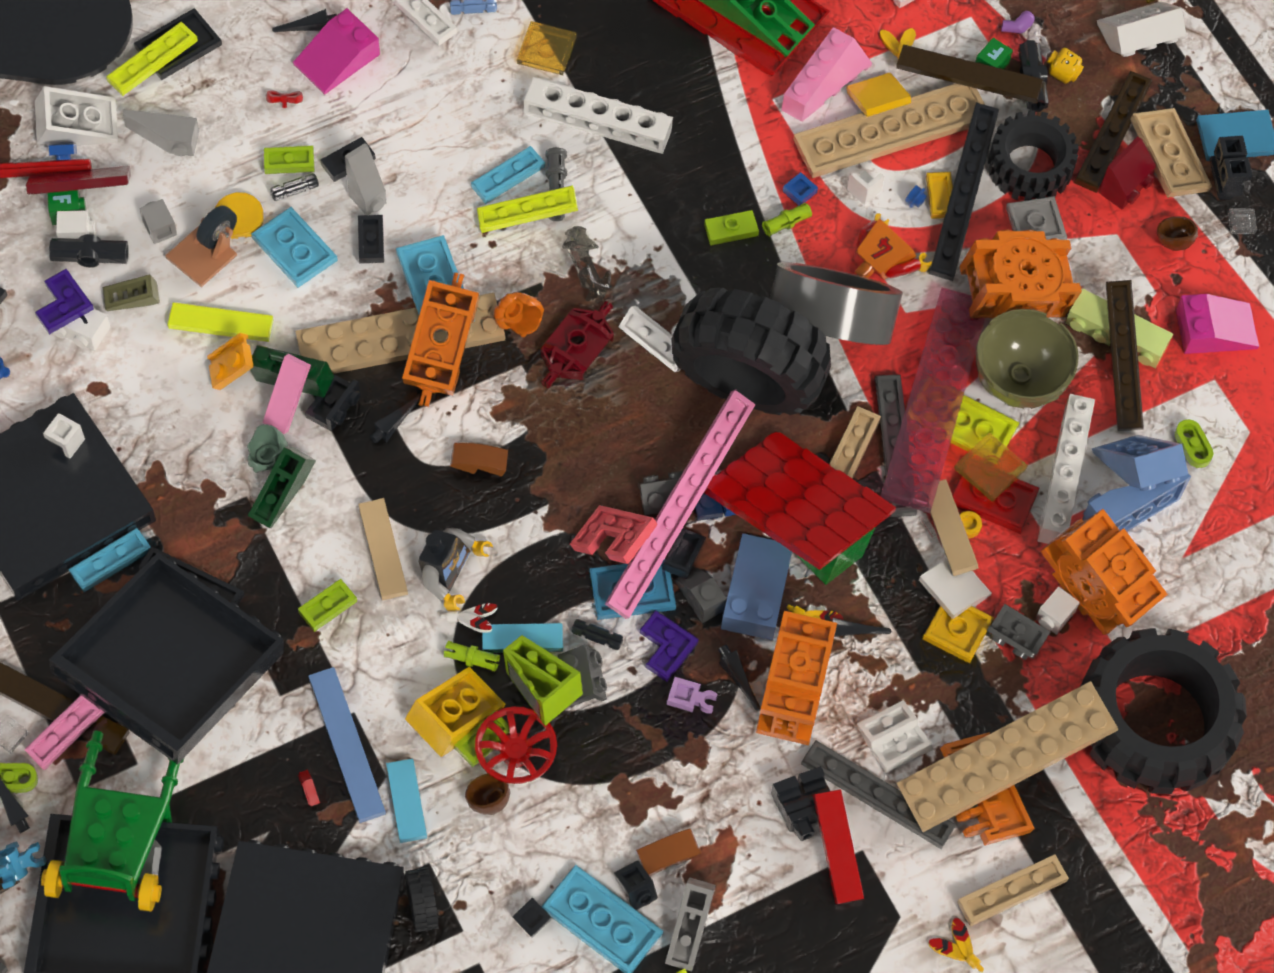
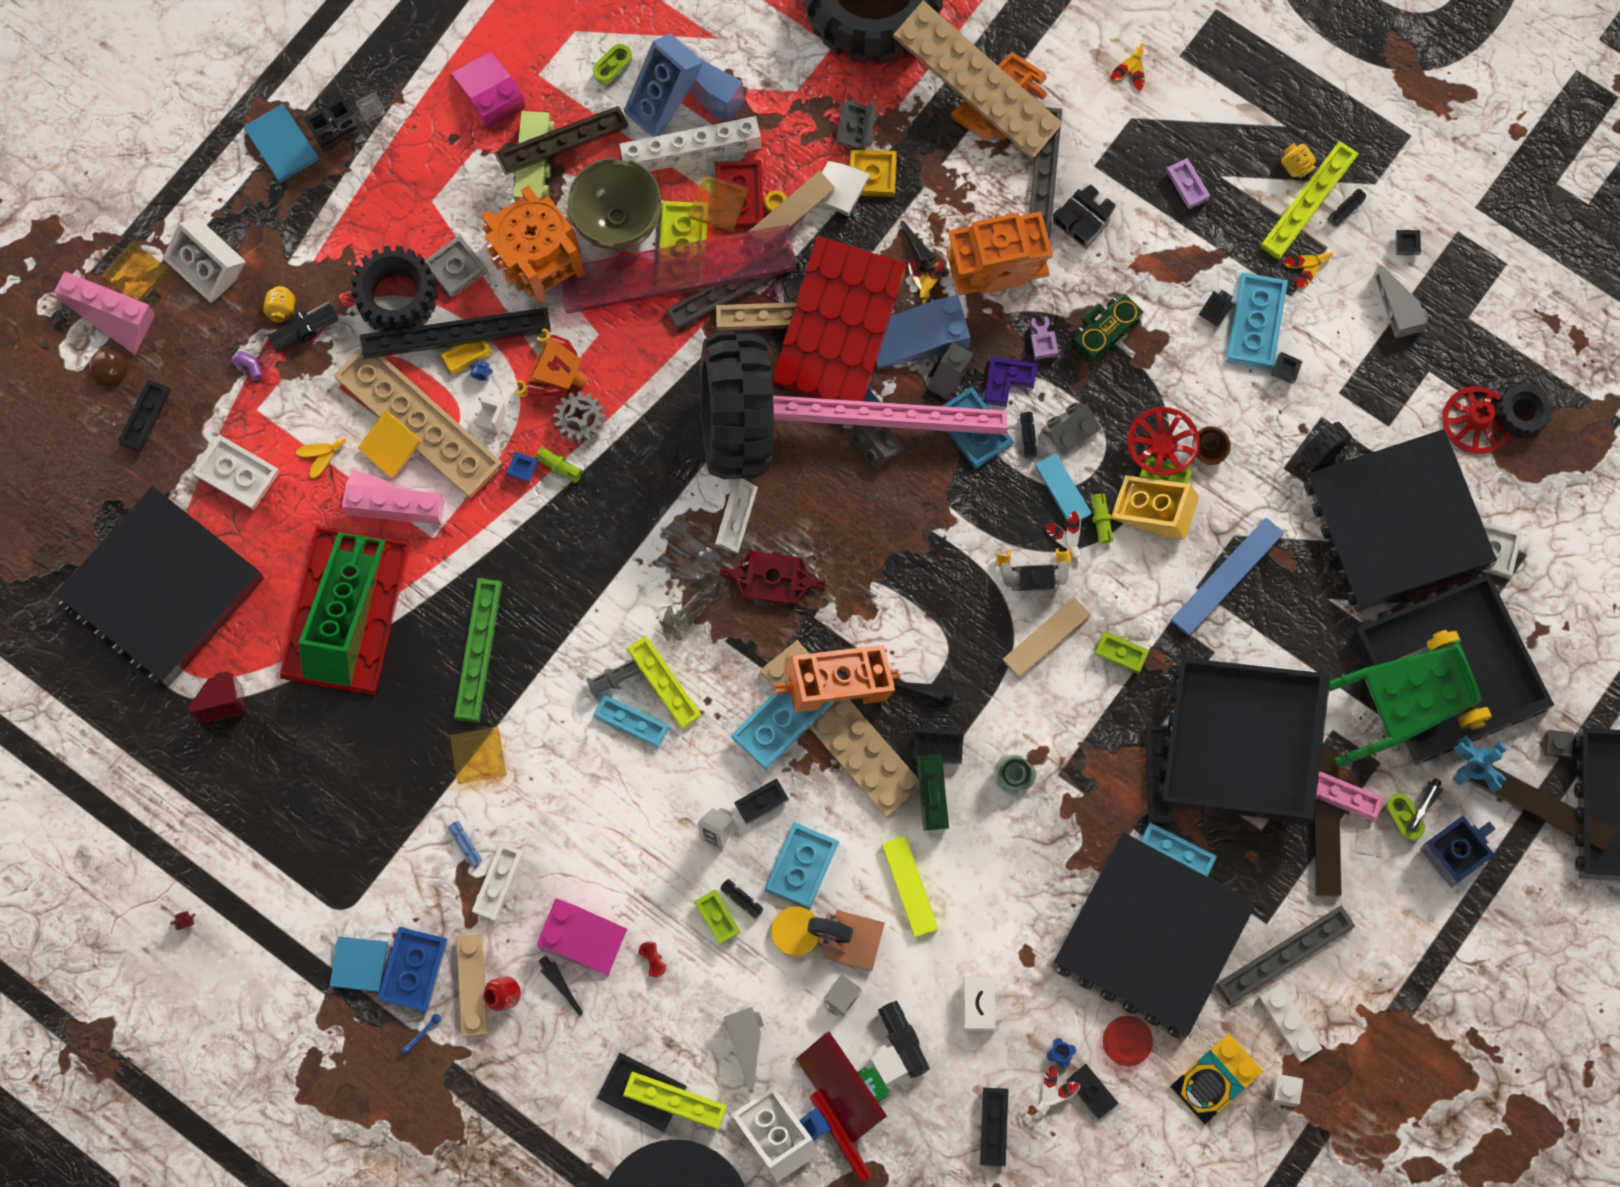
camera: 110 degrees left, 10 degrees up
(65, 434) = (1104, 935): white panel -> none
(69, 303) = (971, 1014): dark purple tile -> none
(141, 300) = (905, 968): olive slope -> none
(230, 361) = (950, 848): light orange plate -> none
(281, 485) = (1037, 744): dark green slope -> none
(286, 393) = (959, 778): bright pink tile -> none
(309, 788) = (1279, 584): red tile -> none
(335, 162) = (687, 868): black plate -> none
(406, 800) = (1246, 507): medium azure tile -> none
(475, 456) = (925, 600): dark orange slope -> none
(519, 313) = (771, 634): orange hair -> none
(542, 678) = (1100, 447): lime wedge -> none
(584, 117) = (544, 731): white brick -> none
(628, 528) = (935, 435): coral plate -> none
(644, 87) = (478, 650): none -> bright green tile
(669, 851) = (1179, 294): dark orange slope -> none
(671, 774) = (1102, 335): none -> dark green piece
(684, 553) = (925, 396): black tile -> none
(690, 924) = (1223, 254): light grey slope -> none
(731, 227) = (589, 508): lime plate -> none
(732, 665) = (998, 321): black piece -> none
(792, 929) = (1188, 183): none -> lavender plate
(837, 252) = (587, 412): none -> light grey gear
(838, 302) = (650, 364): dark grey wheel -> none
(838, 846) = (1109, 175): red tile -> none
(894, 736) = (991, 179): white slope -> none
(969, 73) = (332, 375): dark brown tile -> none
(995, 54) = (303, 366): green brick -> none
(1012, 890) = (1069, 46): tan plate -> none
(1057, 610) = (821, 105): white brick -> none
(1104, 572) = (784, 69): orange piece -> none
(1113, 131) = (324, 242): dark brown tile -> none
(1128, 174) = (375, 208): dark red slope -> none
(1172, 152) = (328, 187): tan tile -> none
(1177, 233) = (413, 148): reddish brown piece -> none

